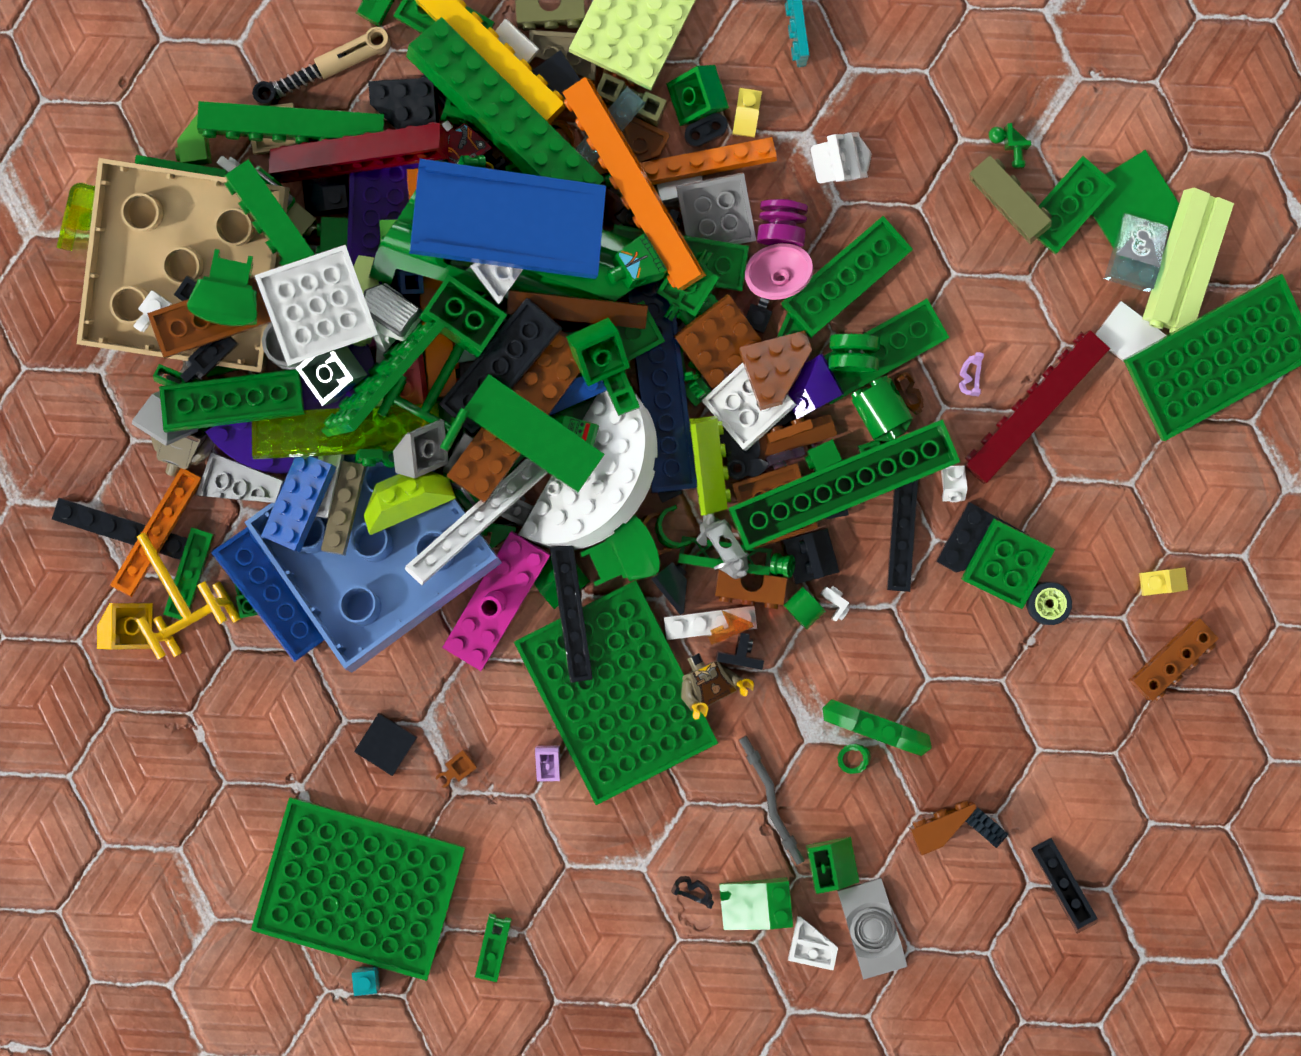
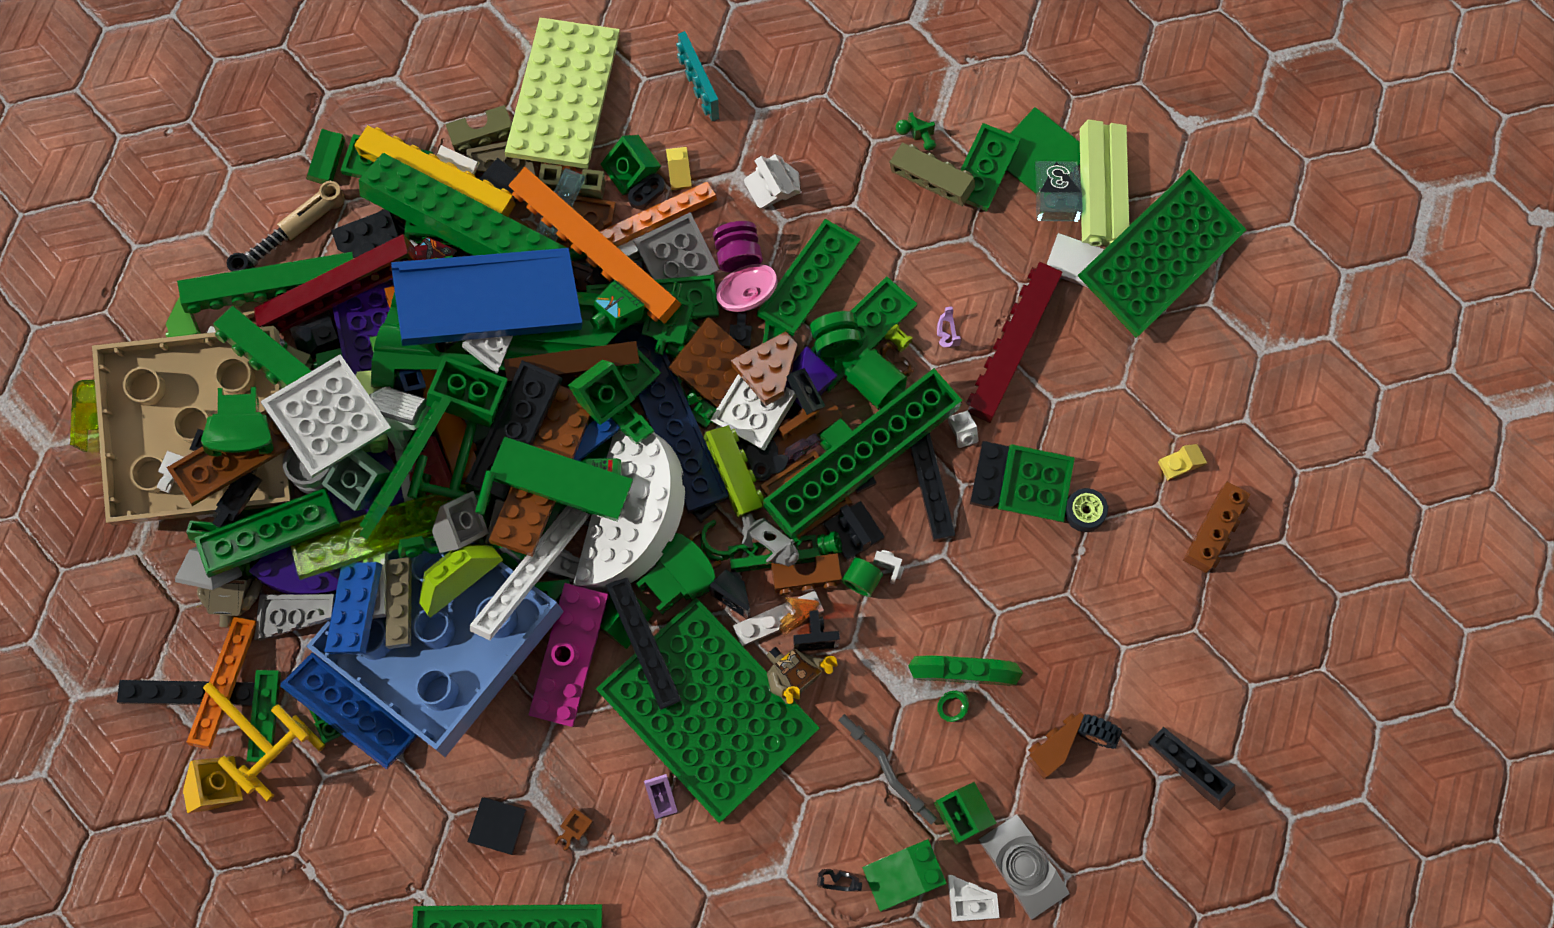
camera: 20 degrees left, 15 degrees down
(805, 406) = (805, 391): none -> black plate
(918, 368) = (898, 337): none -> lime bush

